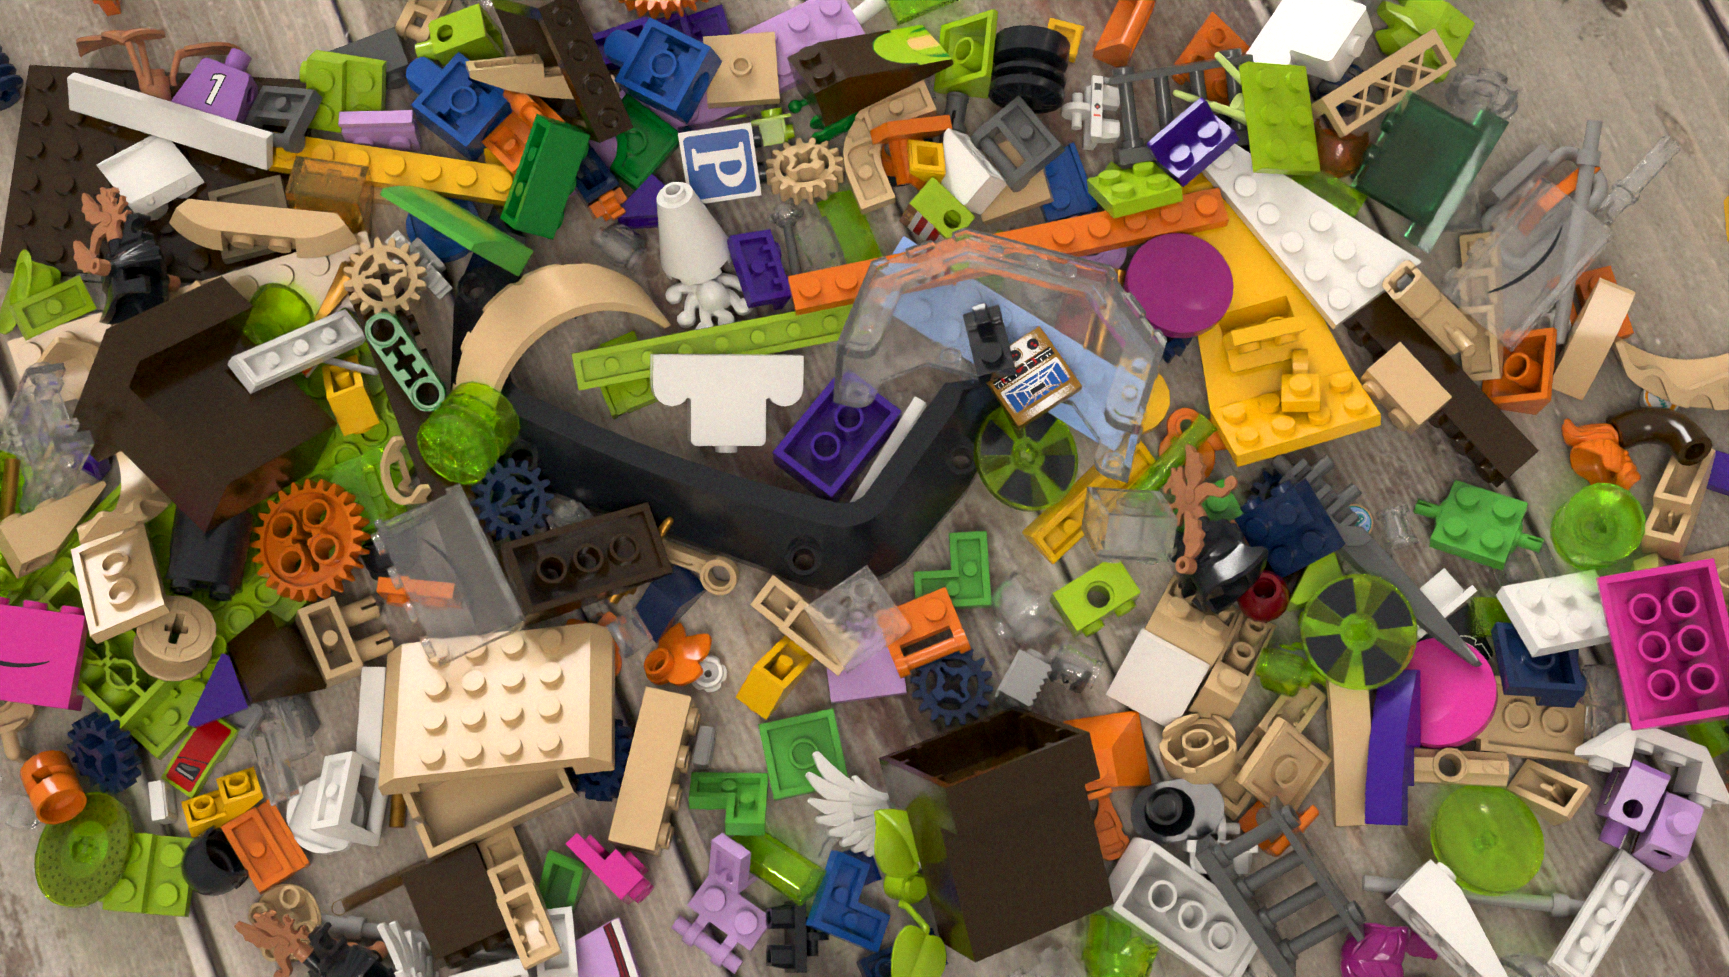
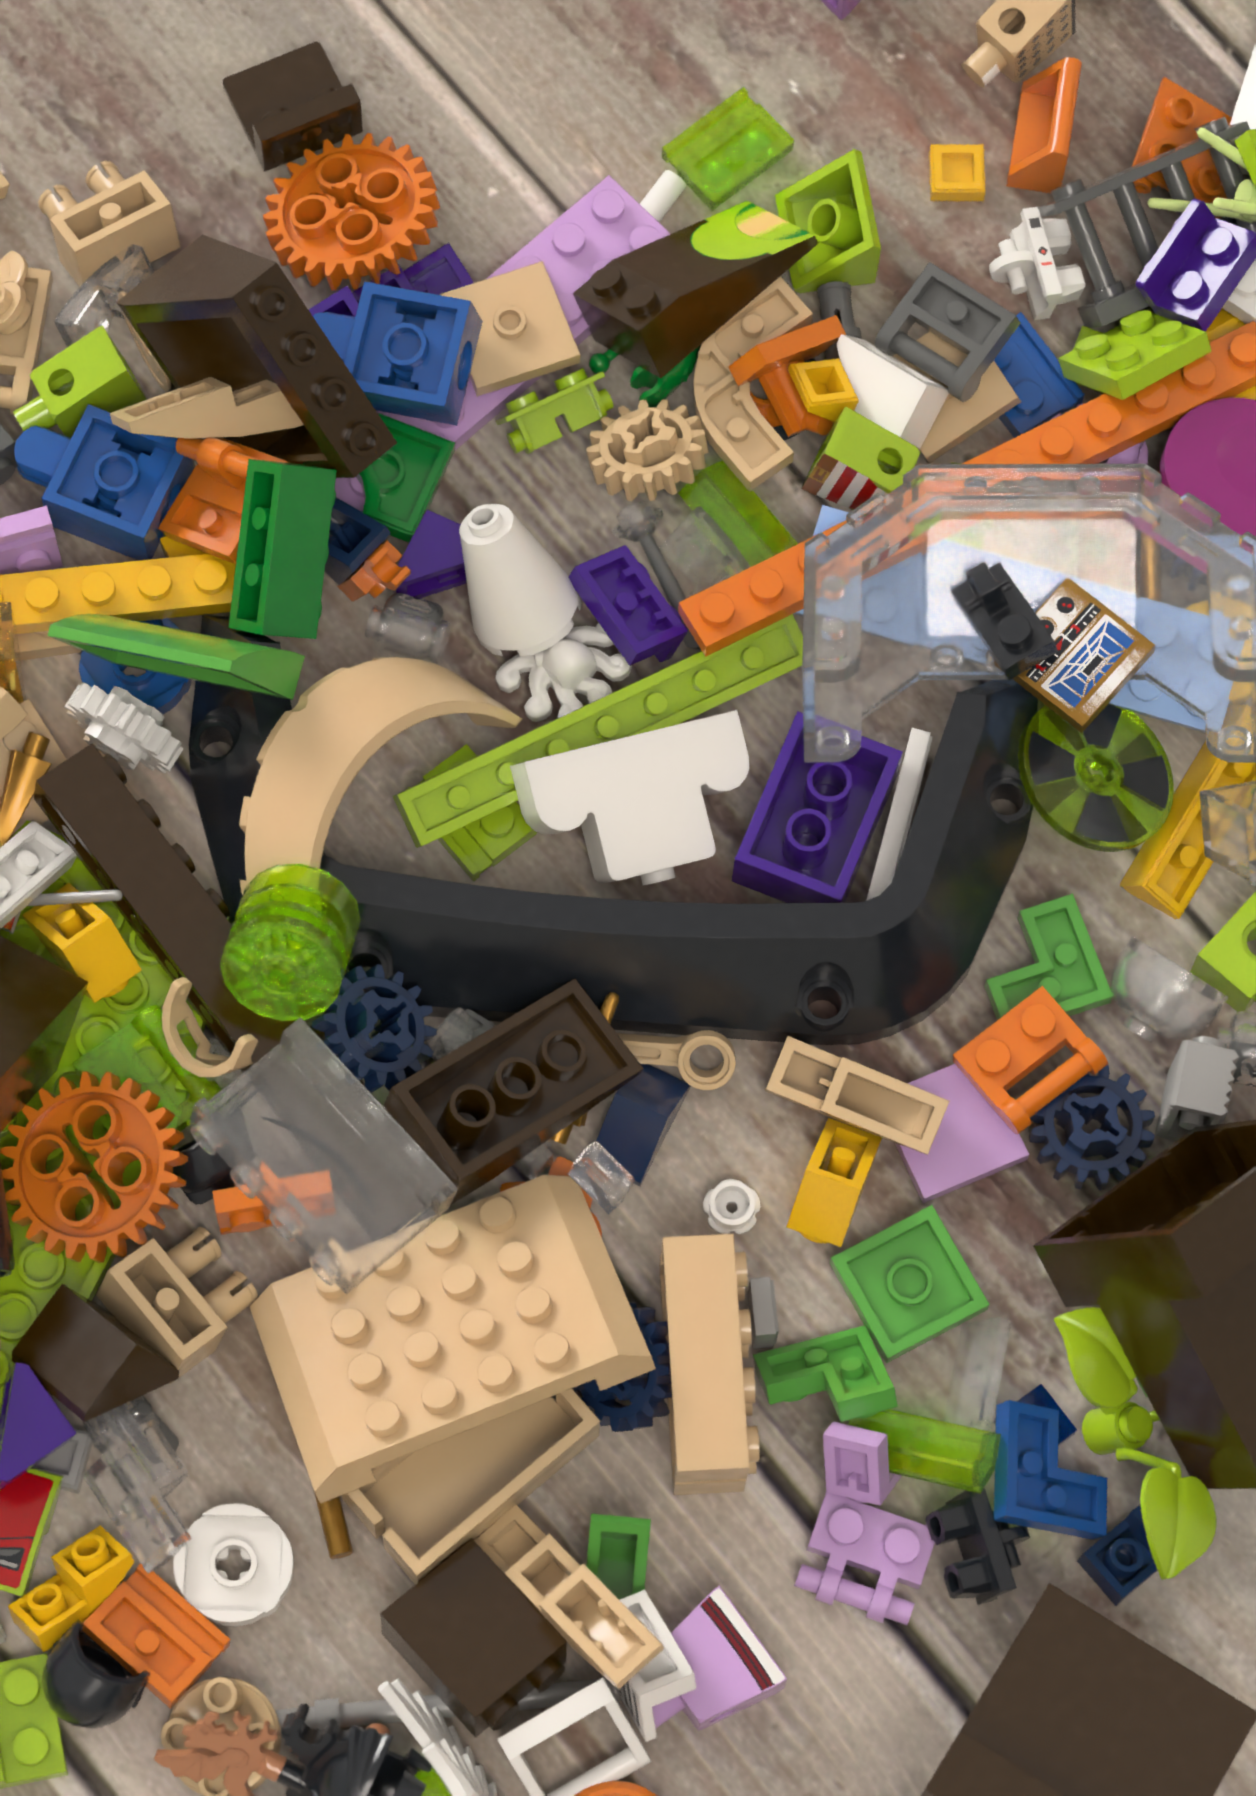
camera: 20 degrees left, 5 degrees down
(337, 798) = (252, 1530): white tile -> none
(371, 712) = (256, 1403): white piece -> none
(374, 889) = (350, 1657): pearl gold piece -> none
(399, 275) = (89, 732): tan gear -> none
(403, 374) = (187, 862): beam -> none
(619, 872) = (701, 1526): dark pink plate -> none
(677, 657) = (682, 1194): orange plate -> none
(722, 159) = (525, 459): piece -> none
(847, 806) = (1007, 1333): white animal -> none
(885, 623) = (930, 1068): clear plate -> none
(1030, 66) = (930, 214): black wheel -> none

